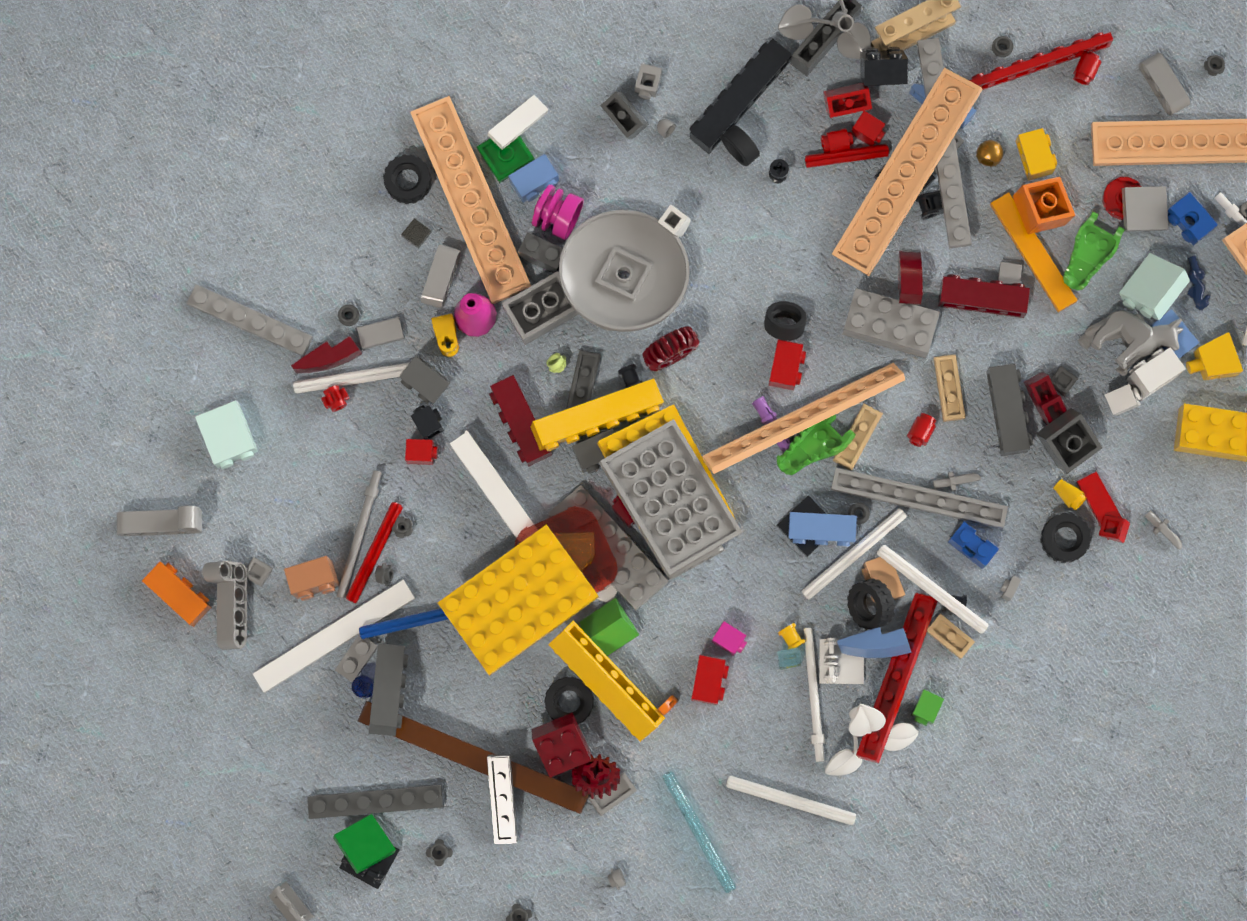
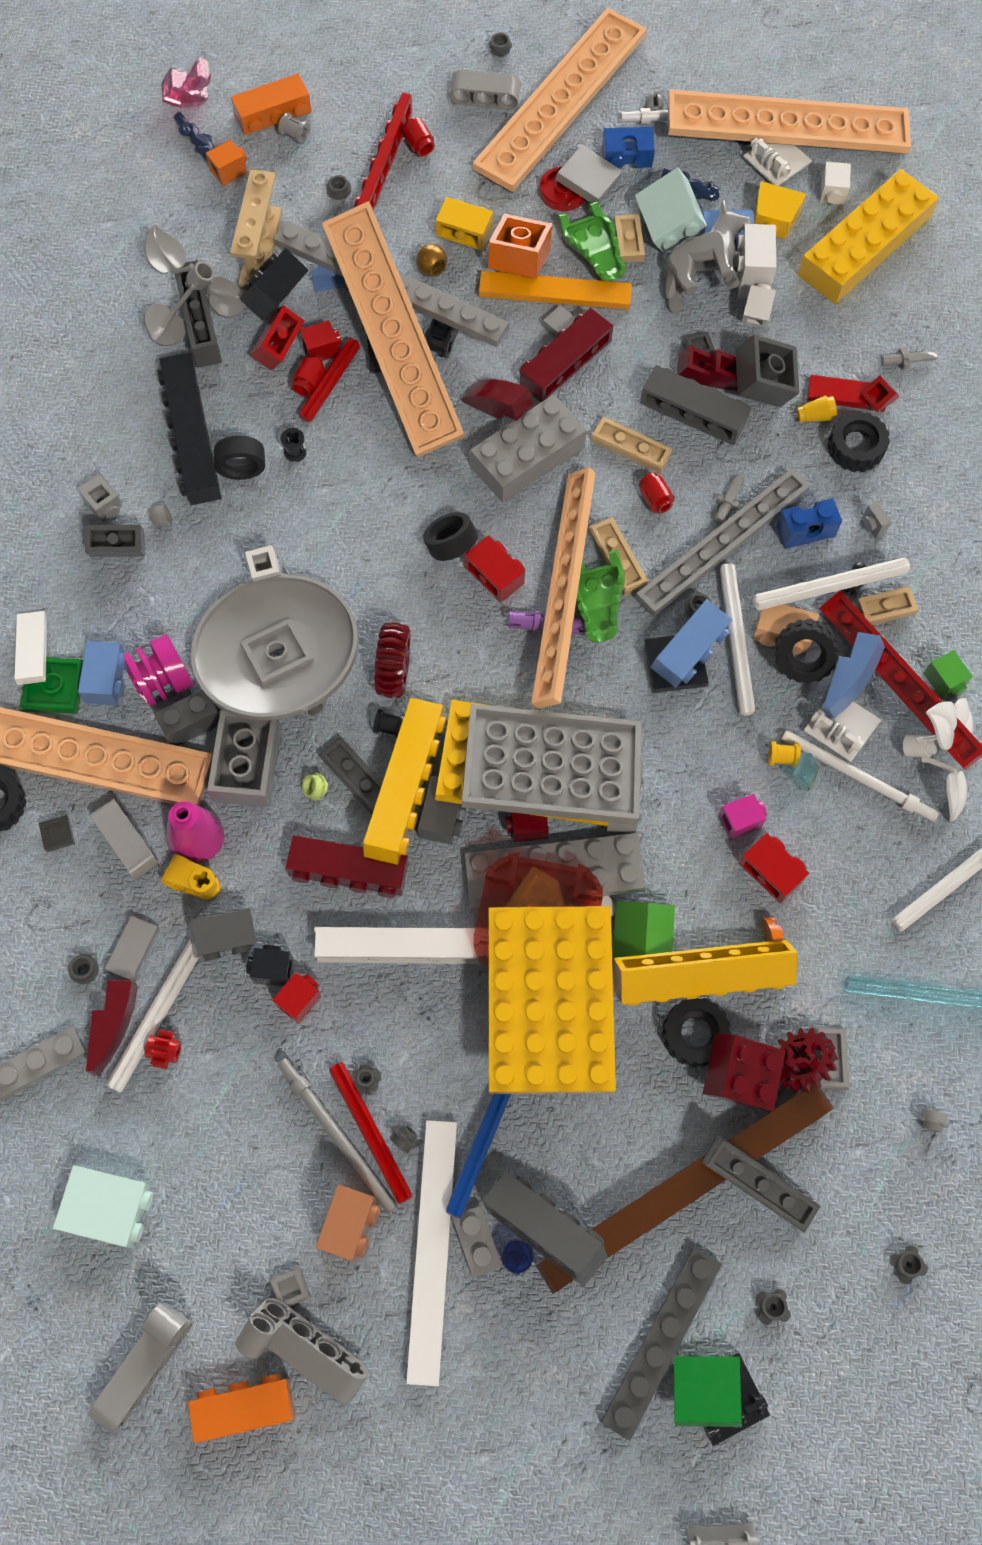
camera: 60 degrees left, 10 degrees down
(1114, 273) = (629, 237): none -> tan plate

